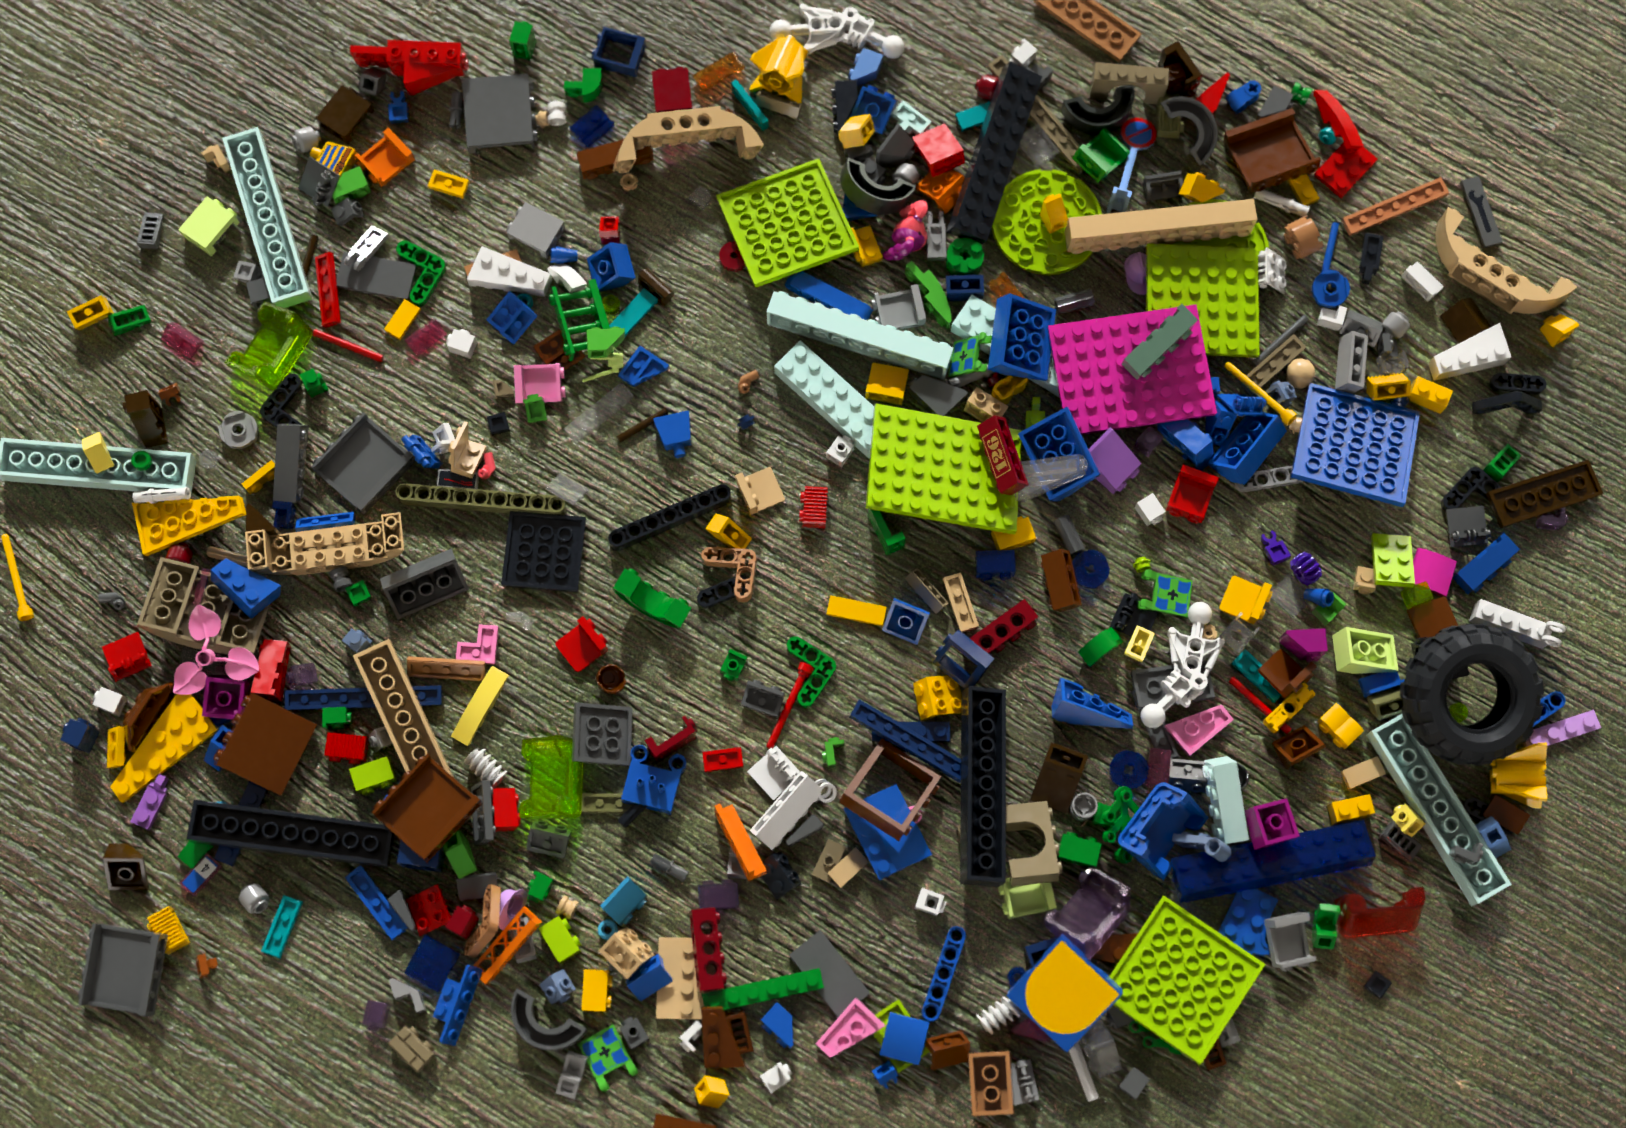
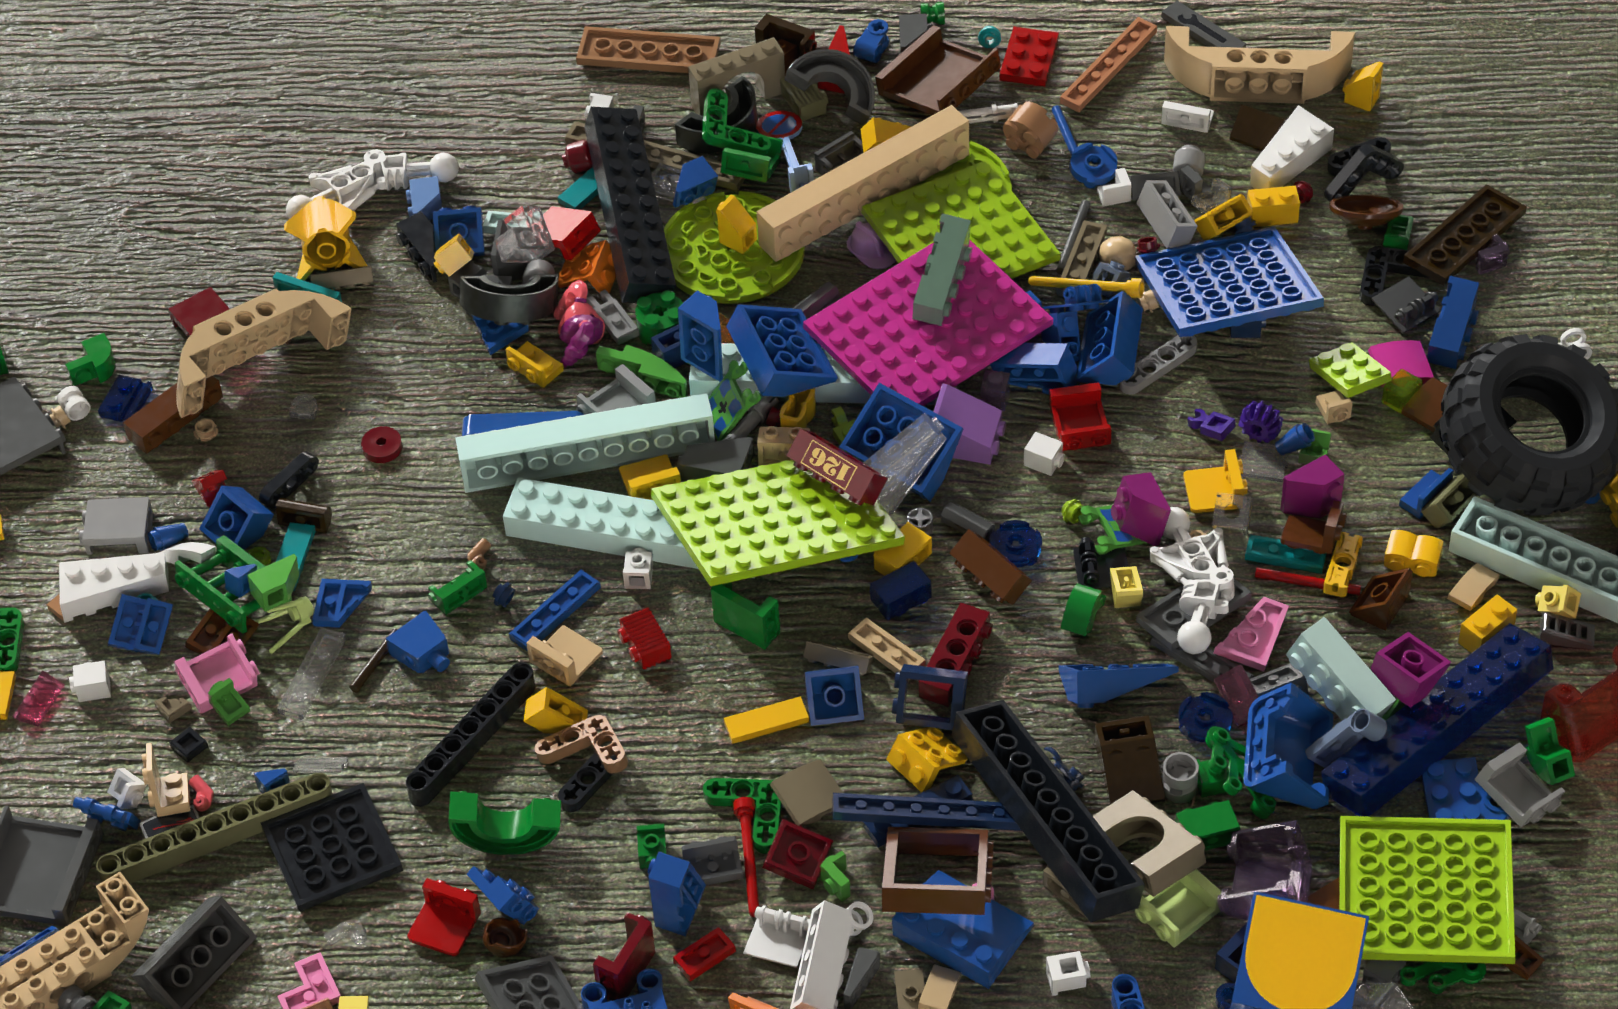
camera: 25 degrees left, 25 degrees down
(532, 485) = (271, 779): none -> blue slope
(583, 324) = (237, 580): none -> blue slope
(622, 653) = (505, 895): none -> blue plate
(636, 41) = (112, 298): dark blue window -> none
(660, 253) = (289, 479): none -> black beam
(718, 71) = (249, 280): clear orange plate -> none
(721, 400) = (459, 589): none -> green hinge
(725, 712) = (674, 892): none -> blue wedge
(772, 451) = (555, 609): none -> blue tile
(787, 223) = (426, 378): lime plate -> none
(818, 721) = (797, 854): none -> dark red plate
(850, 682) = (806, 792): none -> dark tan slope
(911, 147) = (526, 236): none -> clear brick
(972, 303) = (701, 334): none -> blue slope
(1015, 761) = (1071, 776): none -> dark blue plate
(1038, 514) = (922, 519): none -> flat silver wheel
(1050, 156) = (695, 181): none -> blue slope
(1091, 128) = (724, 132): none -> green beam
(1182, 595) = (1141, 508): none -> magenta slope
(1271, 270) = (1016, 173): white hinge -> none
(1304, 190) = (997, 93): yellow plate -> none
(1324, 378) = (1147, 245): none -> dark red plate
(1341, 123) = (990, 15): red slope -> none
(1364, 651) = (1384, 469): yellowish green slope -> none
(1370, 256) = (1115, 118): black hinge -> none
(1459, 392) = (1304, 191): none -> dark red plate
(1491, 434) = (1366, 209): none -> reddish brown dish

